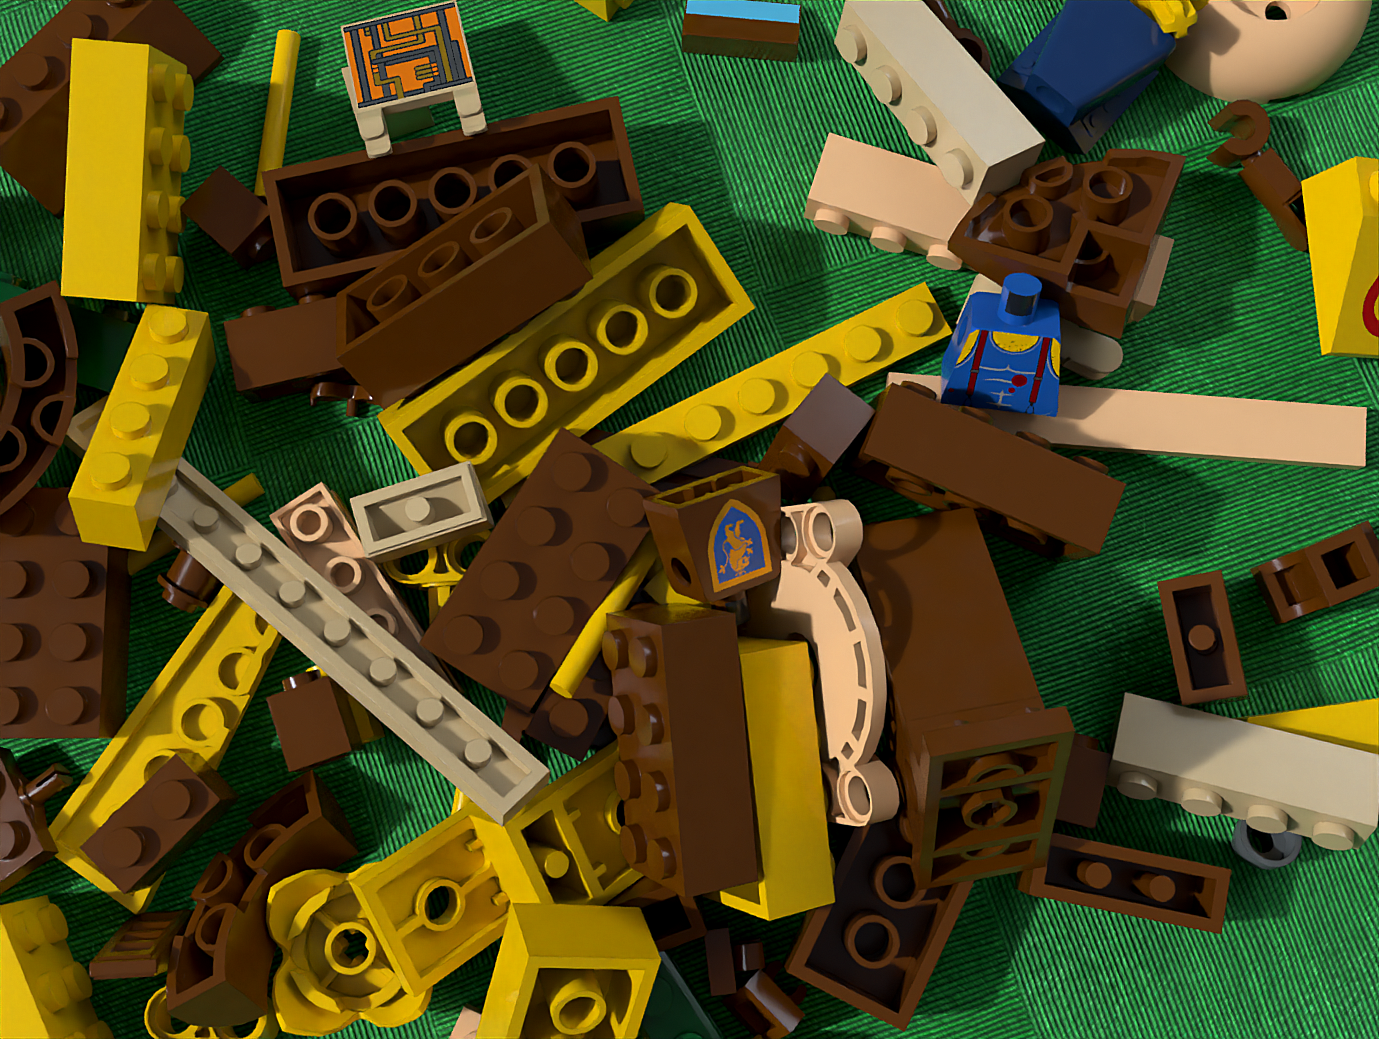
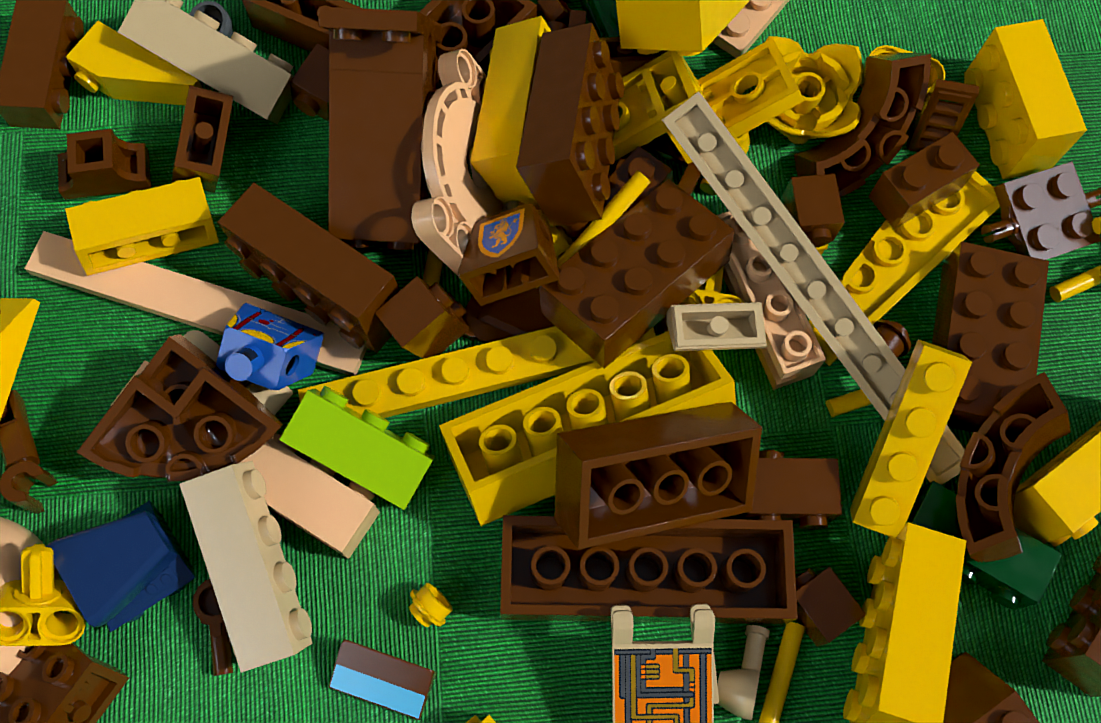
camera: 170 degrees left, 10 degrees down
(321, 107) = (739, 687): none -> tan bar
(708, 114) = (429, 606): none -> yellow plate
(848, 263) = (358, 446): none -> lime brick
(1236, 495) = (141, 226): none -> yellow brick

